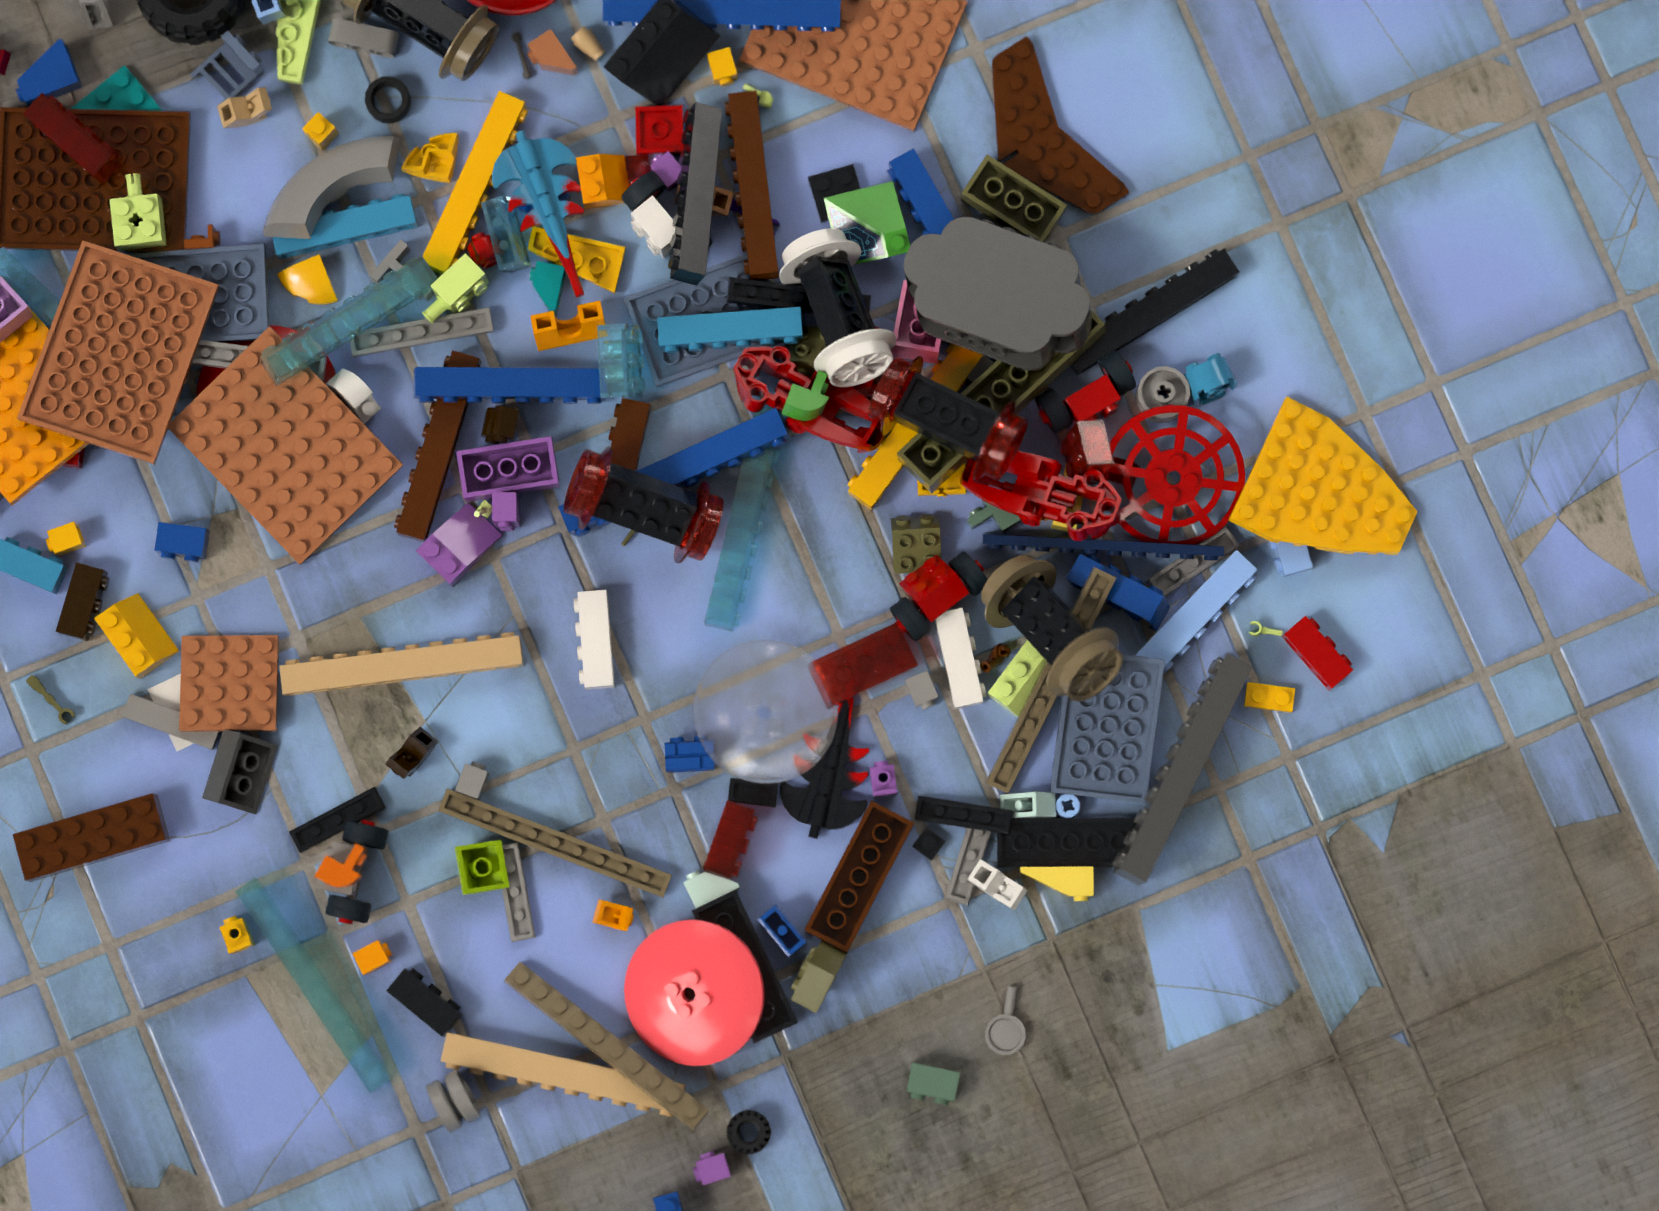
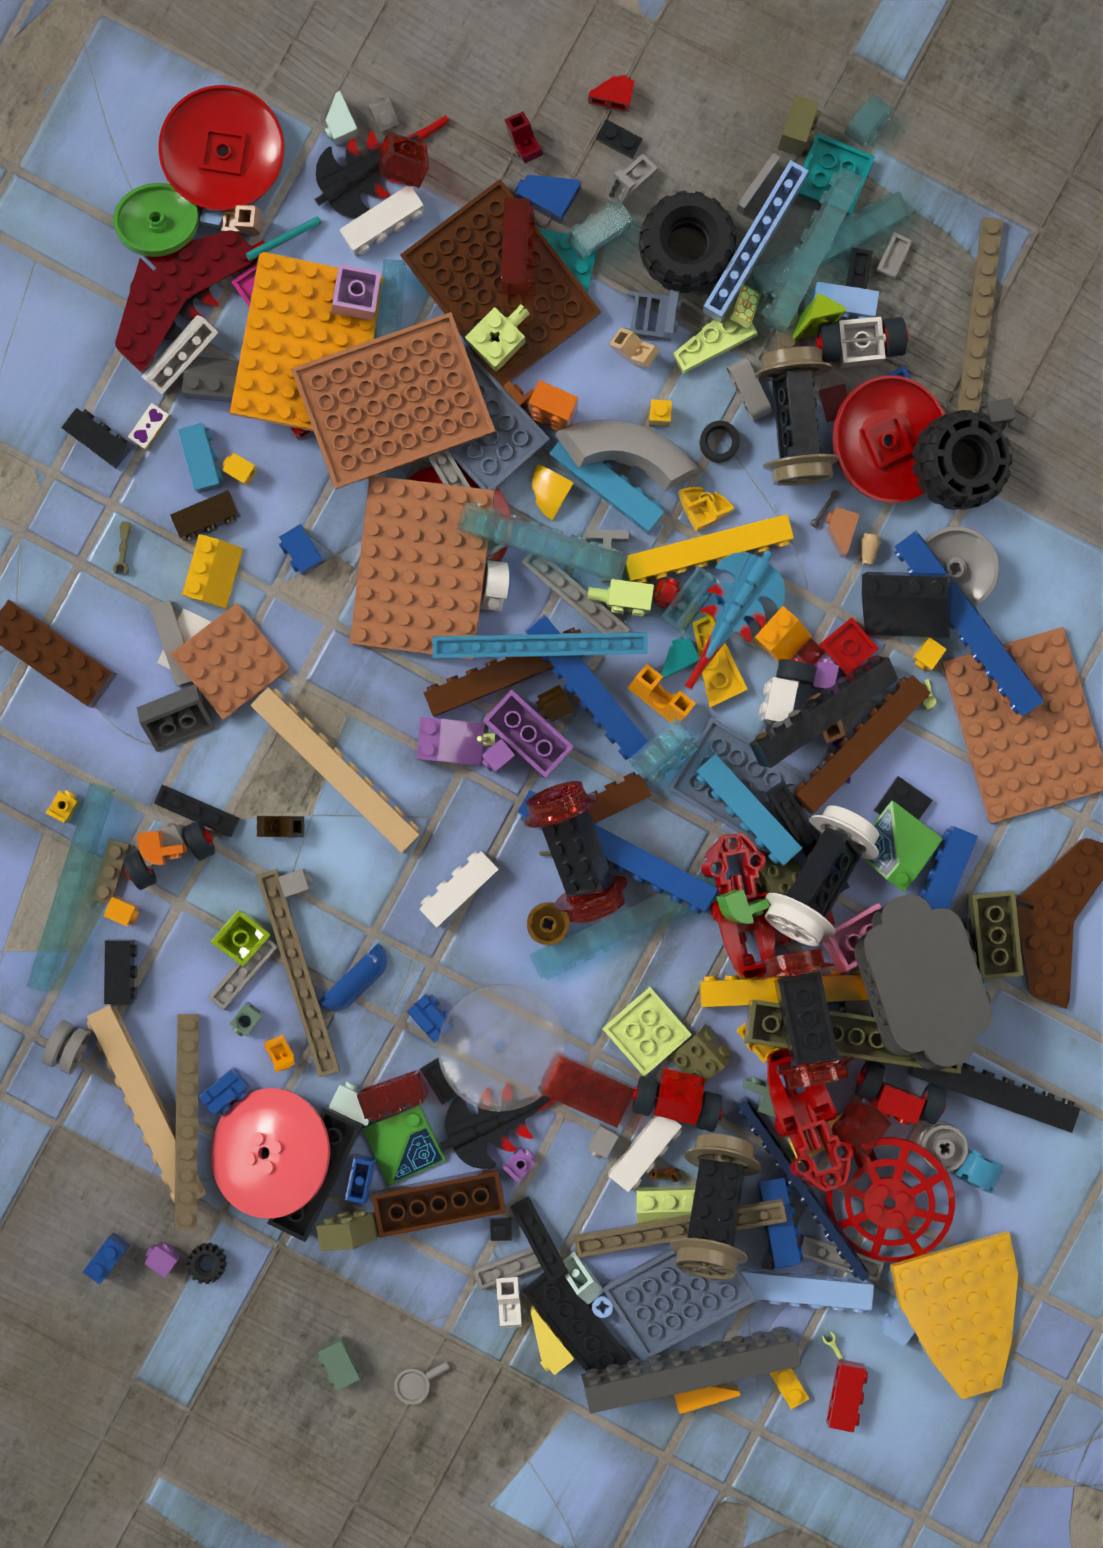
camera: 50 degrees right, 5 degrees up
(116, 56) = (599, 229): none -> clear light blue brick
(238, 218) = (552, 406): none -> orange brick
(328, 940) = (110, 871): none -> dark tan plate
(436, 392) = (540, 644): none -> dark azure plate
(559, 911) = (255, 1016): none -> sand green brick
(604, 798) = (356, 980): none -> blue brick
(607, 993) = (224, 1091): none -> blue brick
(680, 574) = (543, 934): none -> pearl gold brick
(783, 870) = (404, 1144): none -> bright green slope
(855, 574) = (646, 1031): none -> yellowish green plate
(1211, 784) = (705, 1396): none -> light orange slope

